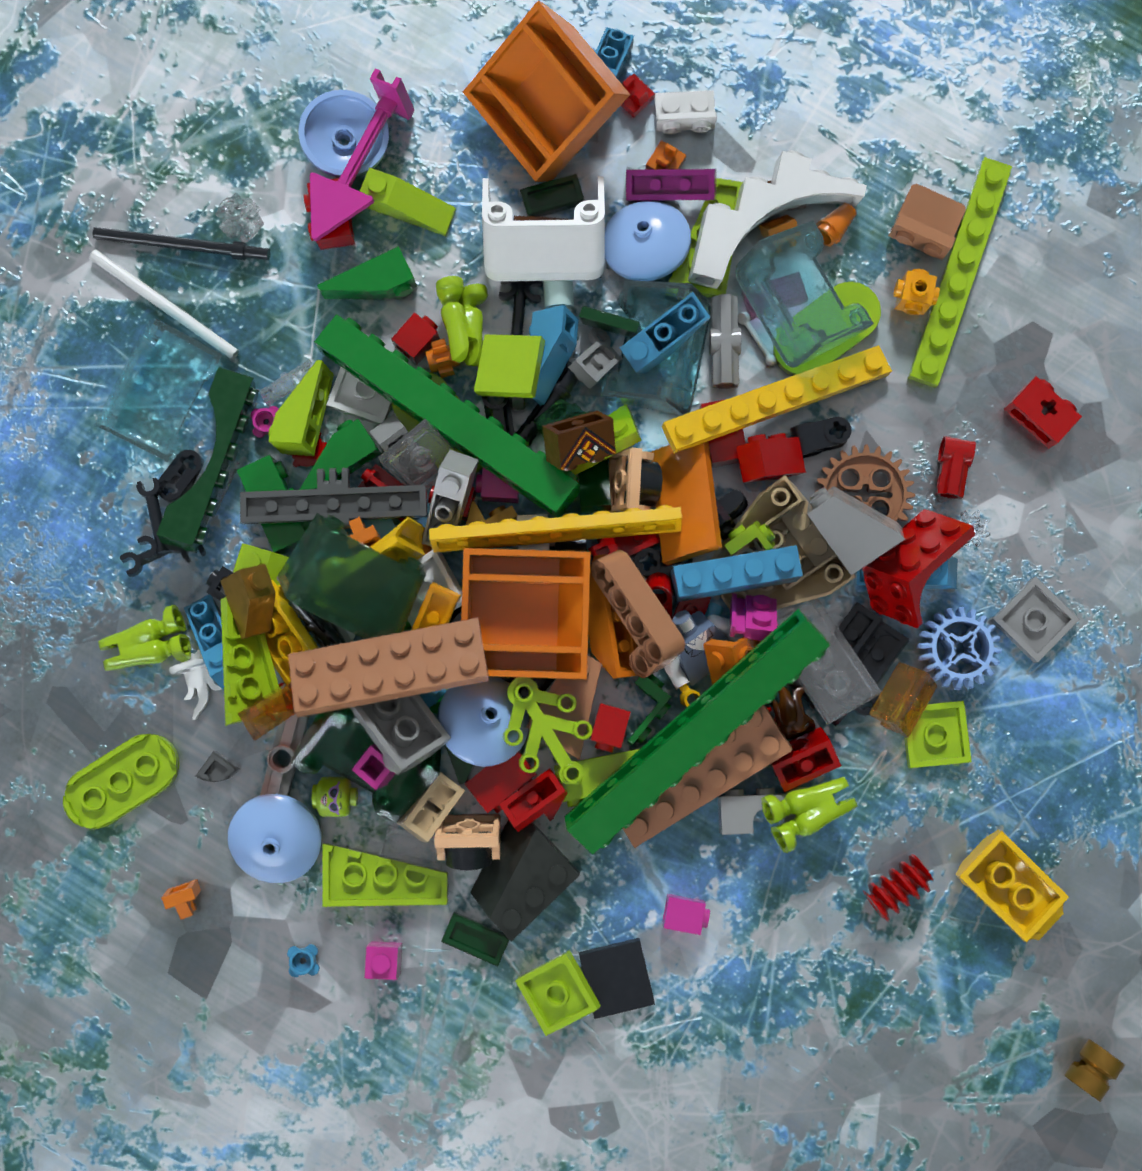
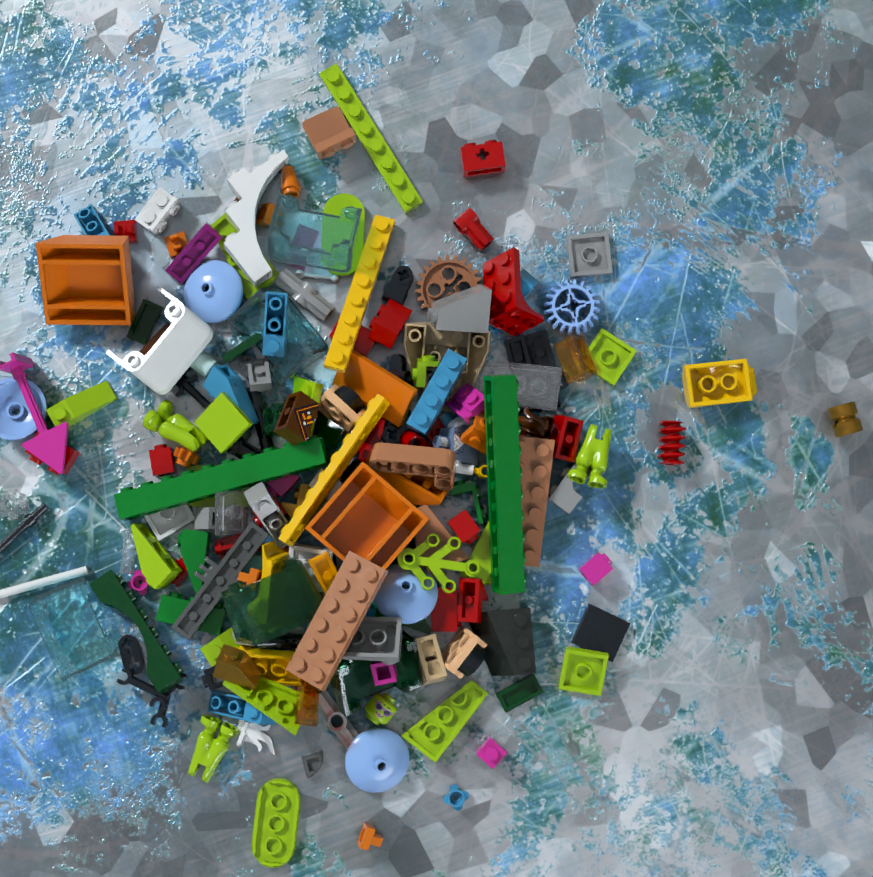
camera: 60 degrees left, 0 degrees up
(377, 278) = (111, 455): green slope -> none
(908, 292) = (366, 177): light orange brick -> none

